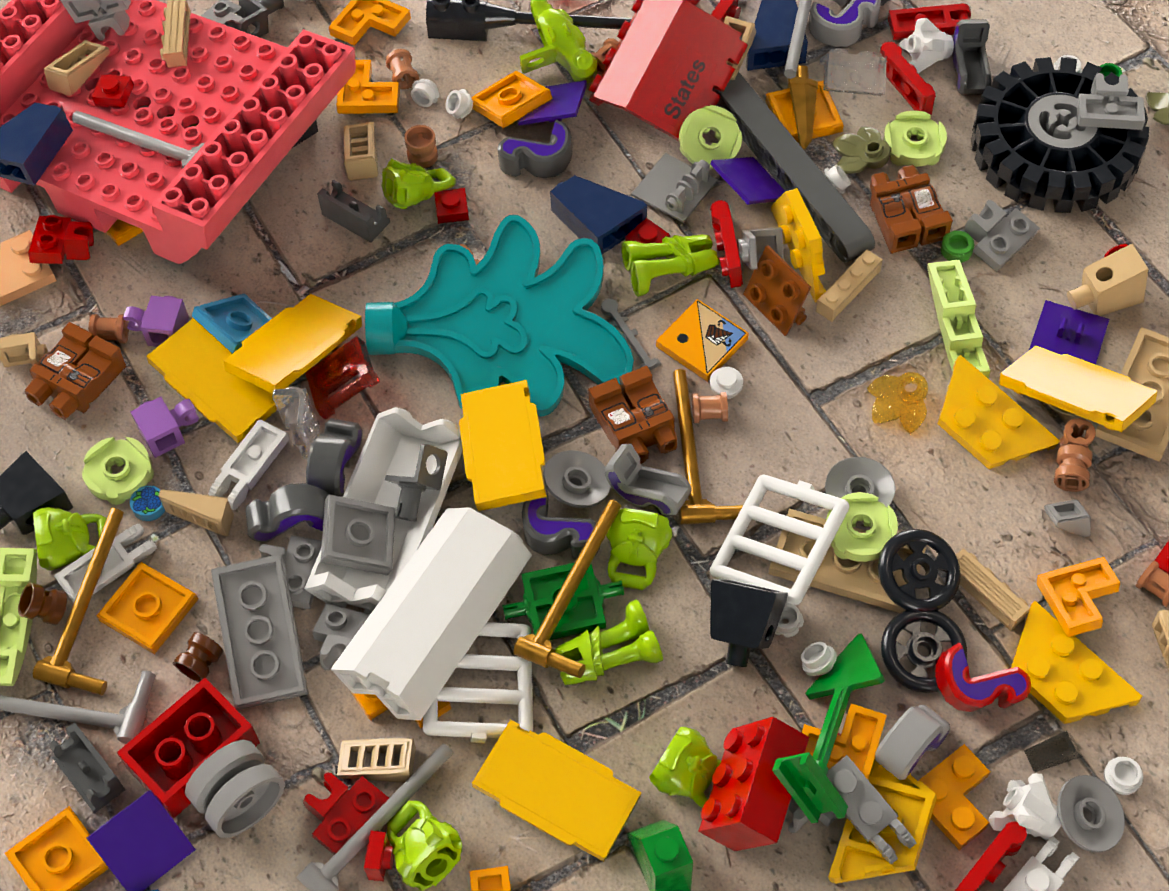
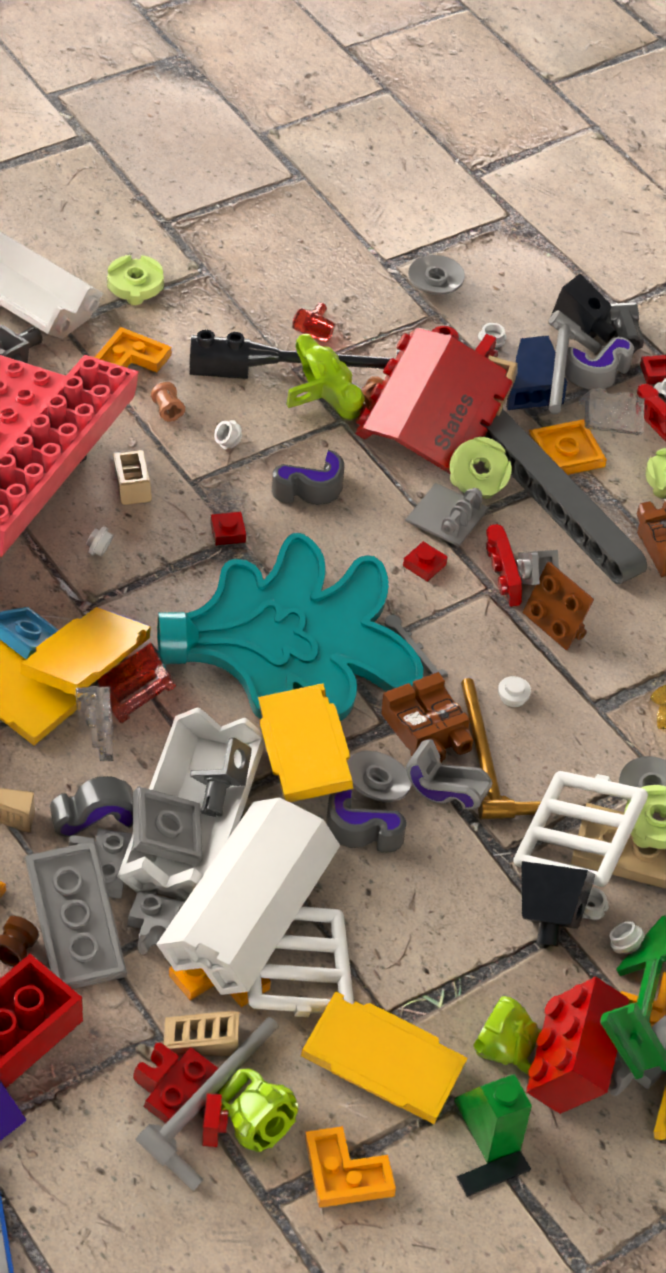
camera: 10 degrees left, 10 degrees down
(234, 788) = (67, 1057): light grey wheel -> none
(249, 462) = (49, 760): white hinge -> none
(320, 222) = (99, 541): none -> white plate
(331, 453) = (134, 751): dark grey animal -> none
(352, 213) = (132, 535): dark grey hinge -> none
(363, 96) = (138, 427): light orange plate -> none
(411, 183) = (188, 507): lime piece -> none
(421, 145) = (194, 472): nougat wheel -> none
(424, 92) = (192, 424): white plate -> none
(510, 99) = (279, 430): light orange tile -> none
(538, 647) = (356, 927): pearl gold bar -> none
(565, 104) = (322, 434): dark purple piece -> none
(582, 612) = (374, 887): green plate -> none
(591, 645) = (400, 937): lime piece -> none
(596, 211) = (373, 532): dark blue slope -> none
(637, 540) = (442, 831): lime piece -> none
(683, 254) = (459, 574): lime piece -> none
(702, 339) = (486, 652): tile -> none
(709, 407) = (501, 712): nougat bush -> none
(748, 179) = (521, 508): dark purple piece -> none
(802, 239) = (577, 556): yellow wing -> none
(803, 98) = (566, 433): pearl gold bar -> none
(837, 178) = (606, 506): white plate -> none
(849, 285) = (624, 604): tan piece -> none
(862, 150) = (625, 483): olive plate -> none

